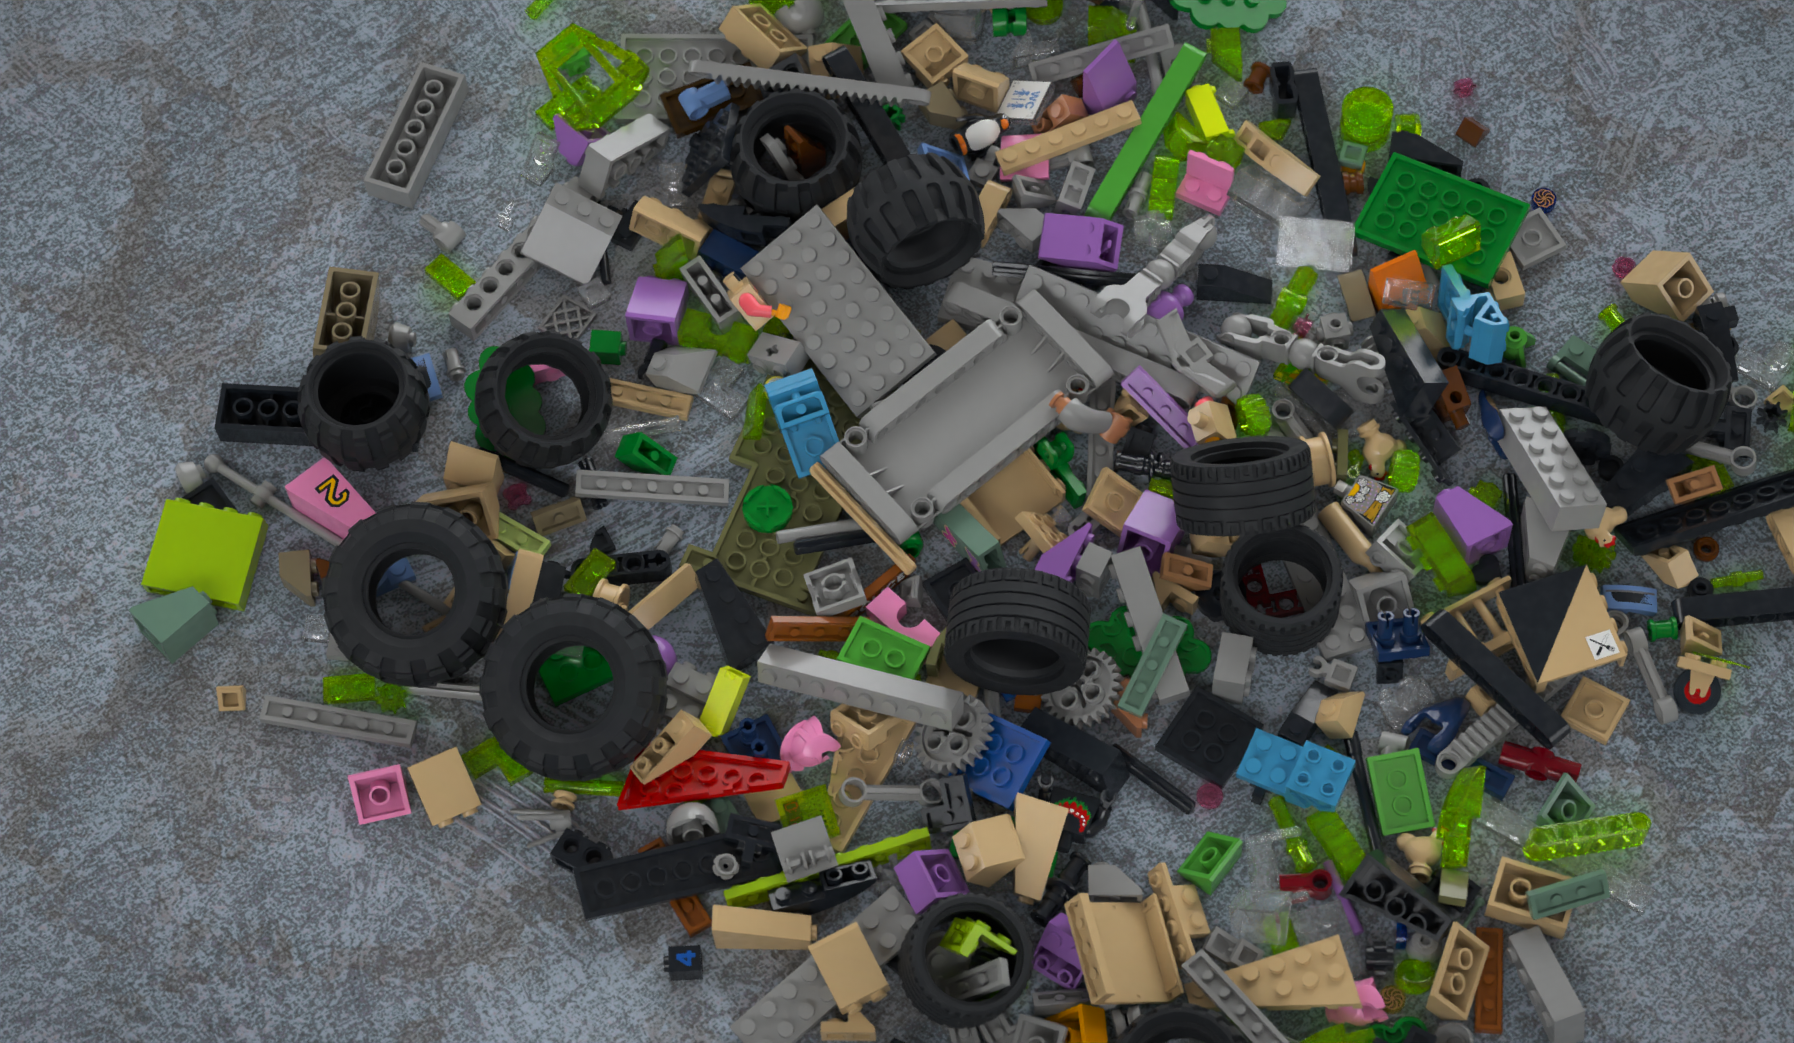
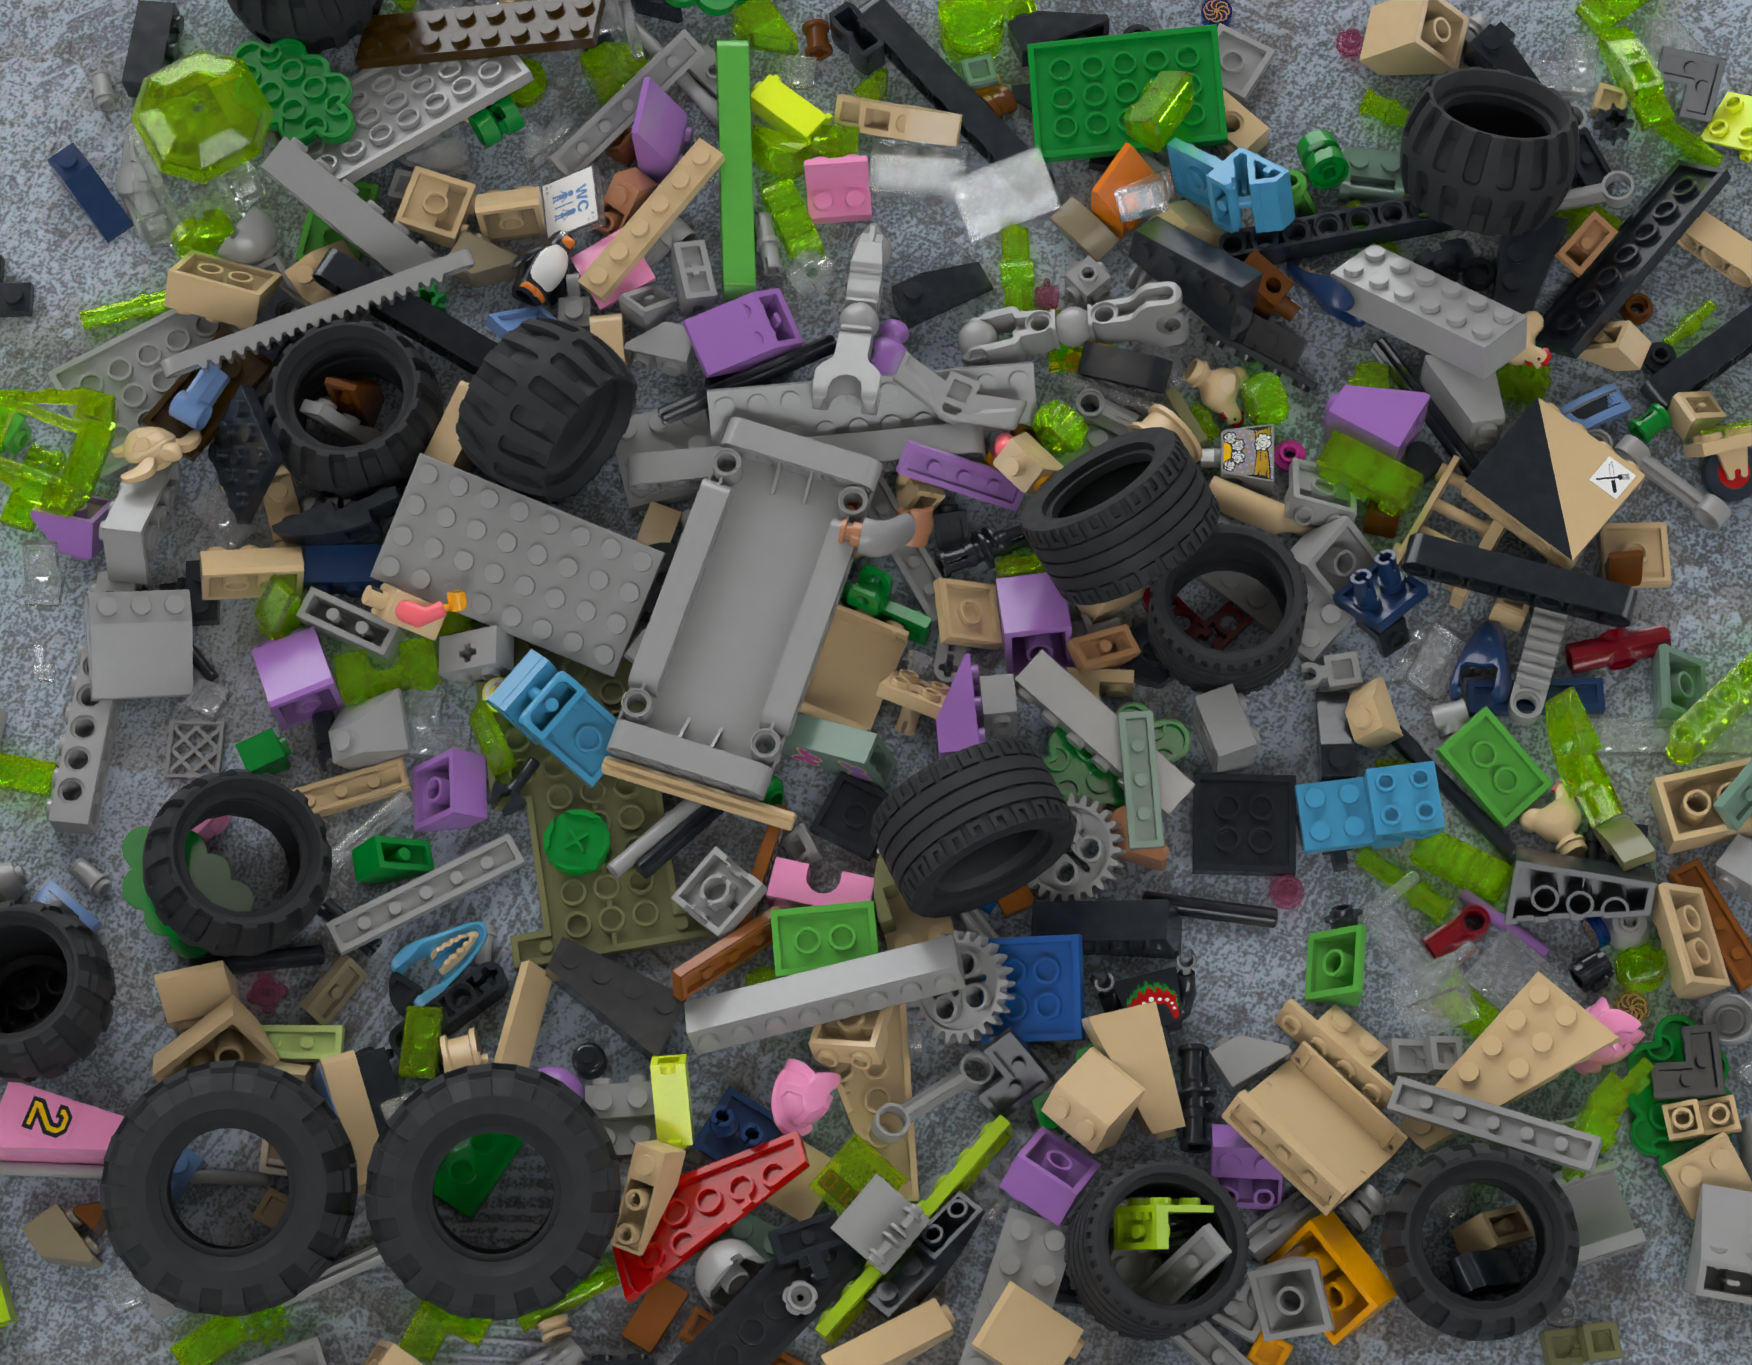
camera: 30 degrees left, 5 degrees up
(631, 828) = (655, 1315): none -> dark orange tile
(645, 531) = (448, 951): none -> dark azure animal
(653, 116) = (153, 451): none -> tan animal
(690, 649) = (589, 1061): none -> black piece
(709, 23) = (143, 305): none -> clear neon green pin
(709, 433) = (450, 791): none -> medium lavender slope
(748, 453) = (514, 788): none -> black bar
(1236, 830) = (1343, 916): none -> black plate
(1401, 510) = (1288, 445): none -> dark pink plate
(1431, 595) = (1380, 523): none -> reddish brown slope
(1549, 333) = (1322, 159): none -> green wheel
(1577, 712) = (1625, 567): none -> reddish brown slope

